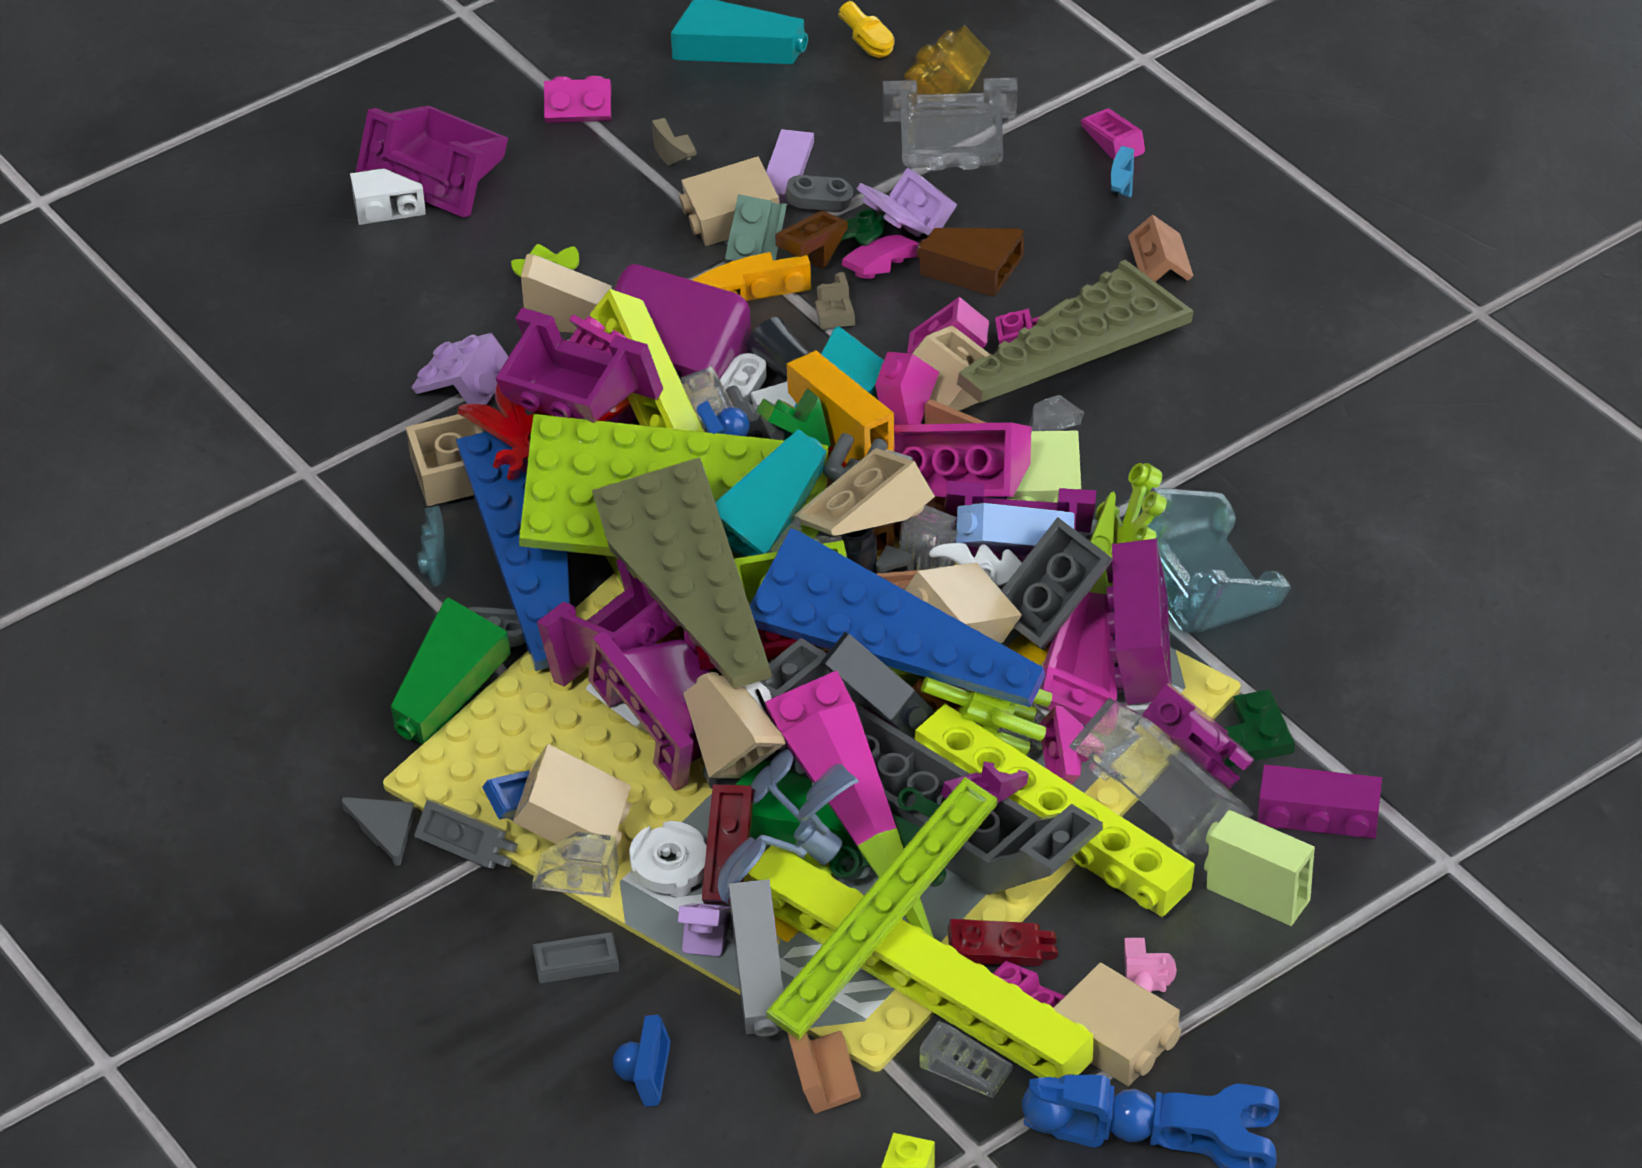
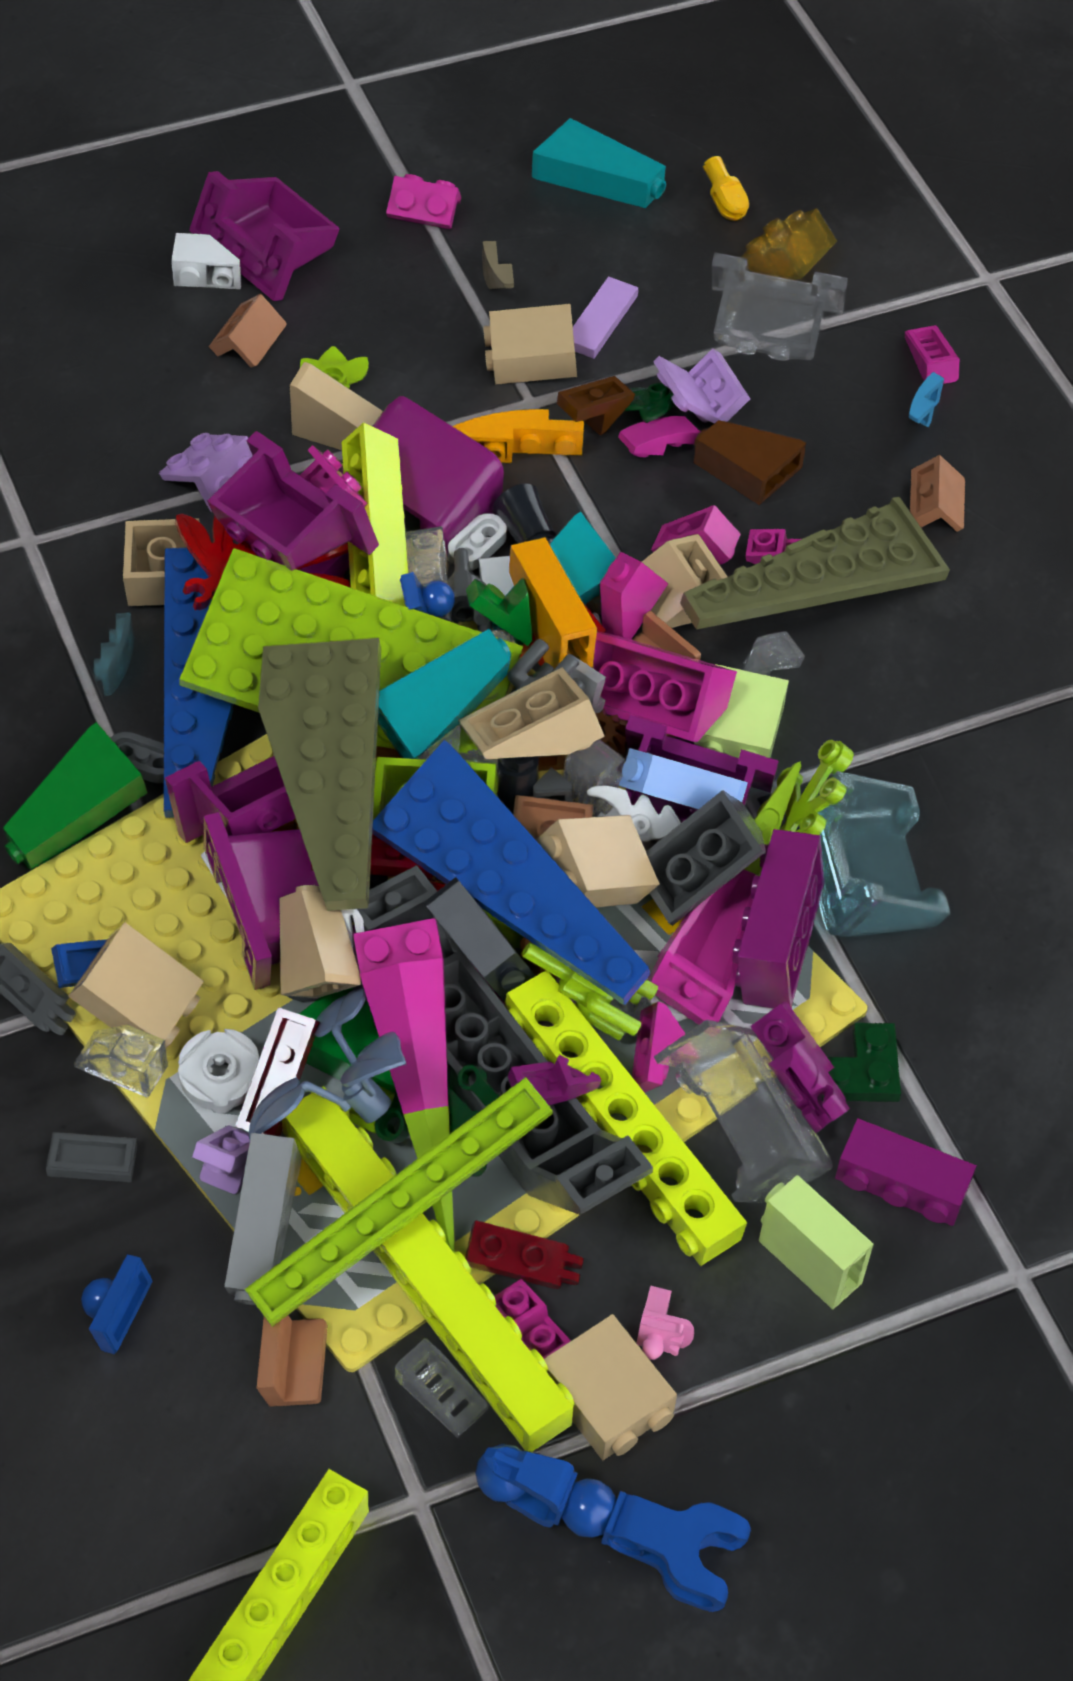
camera: 10 degrees right, 10 degrees up
(452, 244) = (250, 330): none -> nougat panel
(754, 228) = (541, 380): sand green plate -> none
(818, 193) = (621, 353): dark grey plate -> none
(834, 304) = (597, 478): dark tan slope -> none

